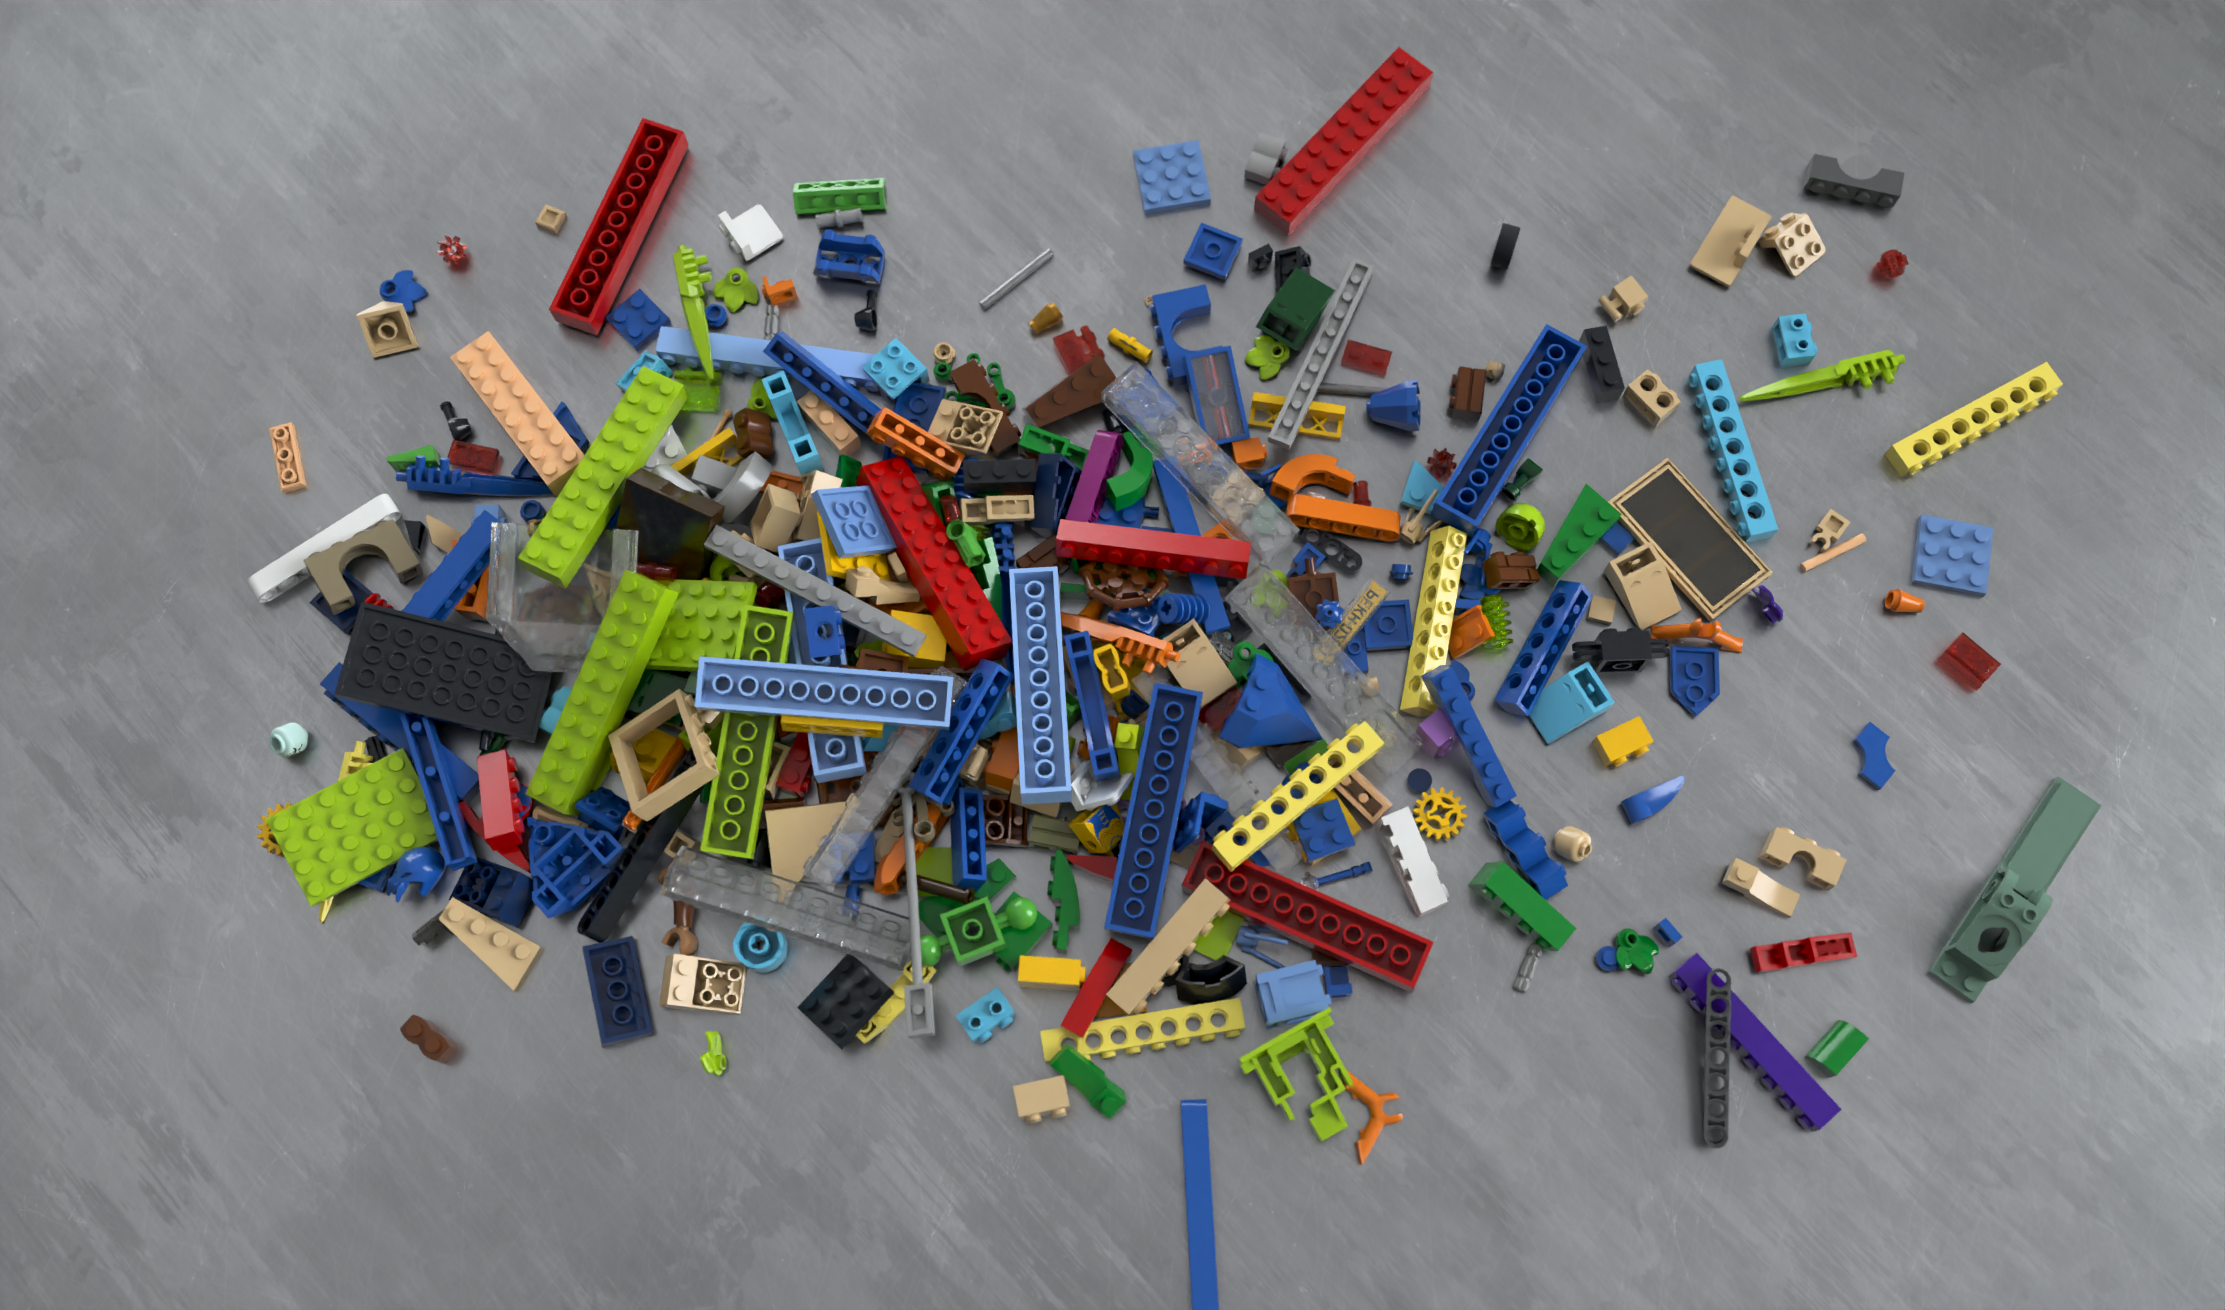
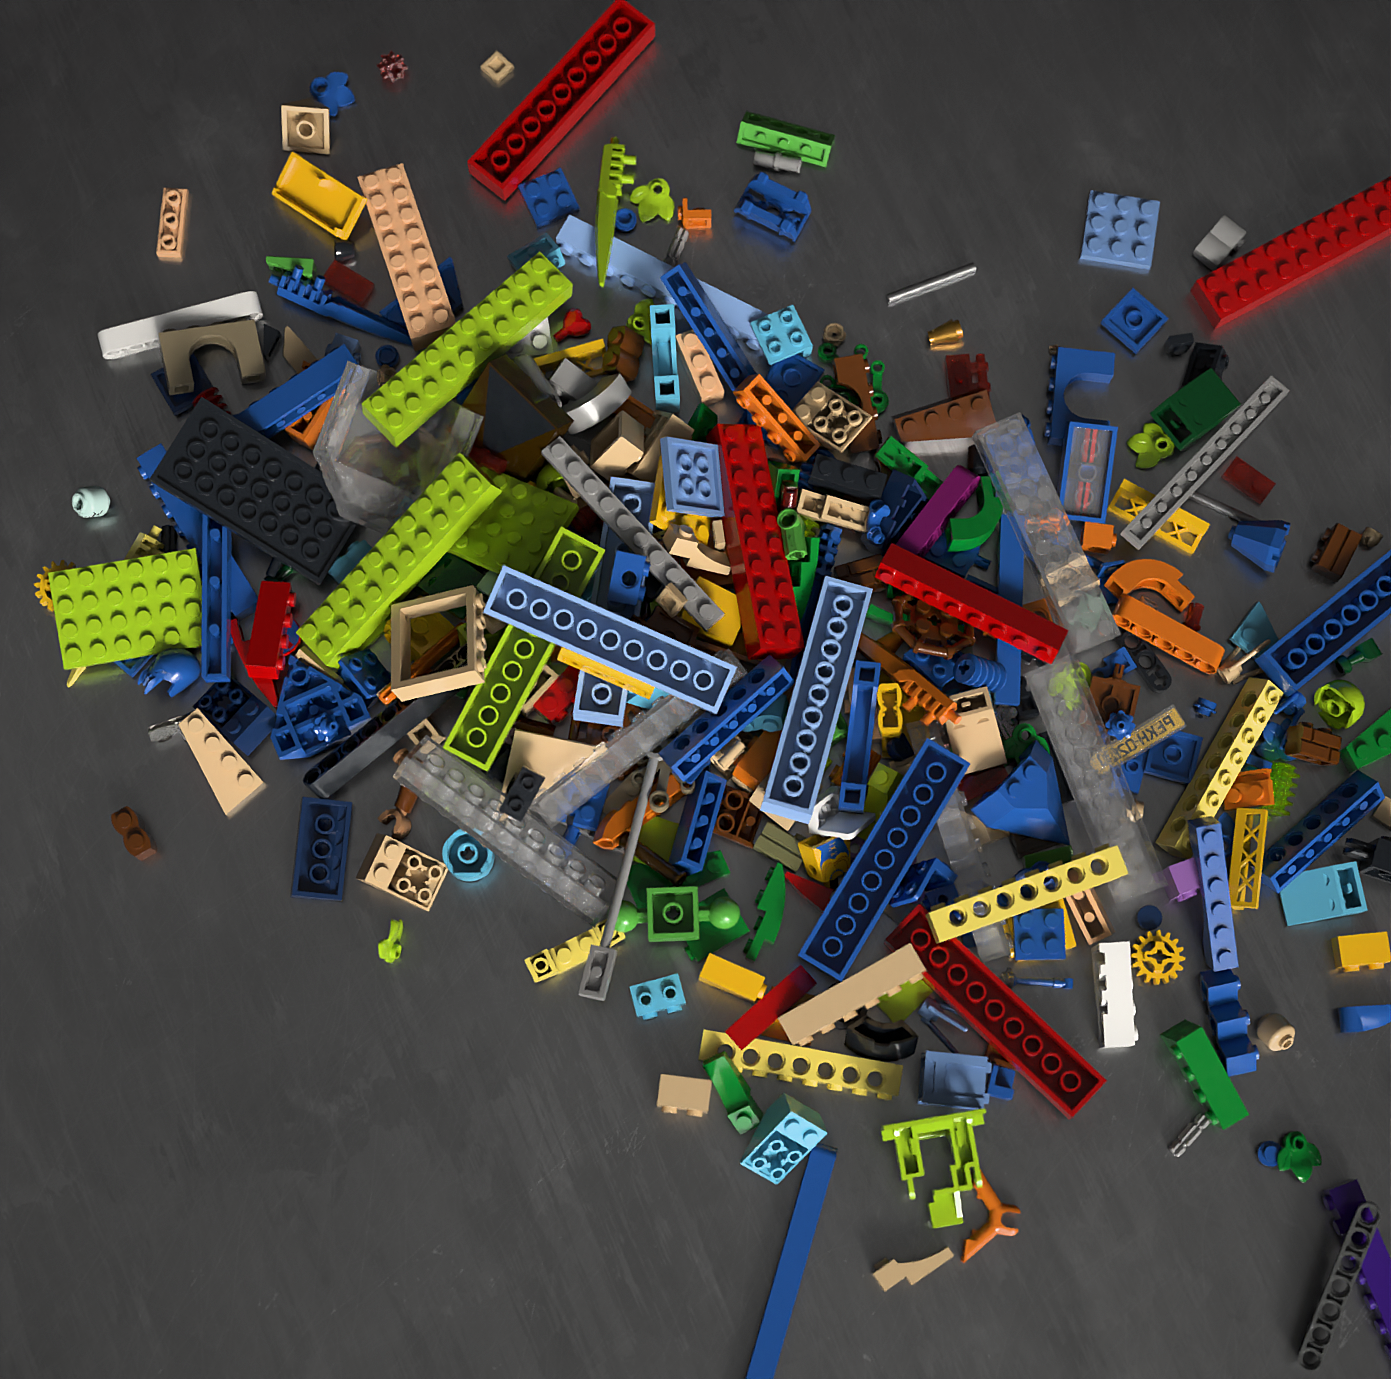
camera: 15 degrees right, 5 degrees up
(419, 386) = (319, 196): none -> yellow container
(583, 872) = (326, 727): none -> blue plant
(698, 425) = (573, 325): none -> red rock
(700, 397) = (584, 297): clear neon green plate -> none
(727, 414) = (604, 323): light nougat hinge -> none
(750, 231) = (687, 146): white bracket -> none
(790, 867) = (521, 793): none -> black pin
(845, 1000) = (531, 935): black plate -> none
(867, 317) = (772, 272): black bar -> none
(871, 638) = (671, 600): none -> tan tile
(1037, 497) = (877, 511): none -> blue piece
(1141, 353) = (1029, 400): yellow pin -> none
(1150, 1107) = (783, 1138): none -> medium azure slope
(1296, 1198) = (891, 1272): none -> tan slope
(1441, 469) = (1282, 618): clear red gear -> none
(1483, 695) = (1241, 857): none -> yellow fence
(1667, 932) = (1336, 1149): blue tile -> none

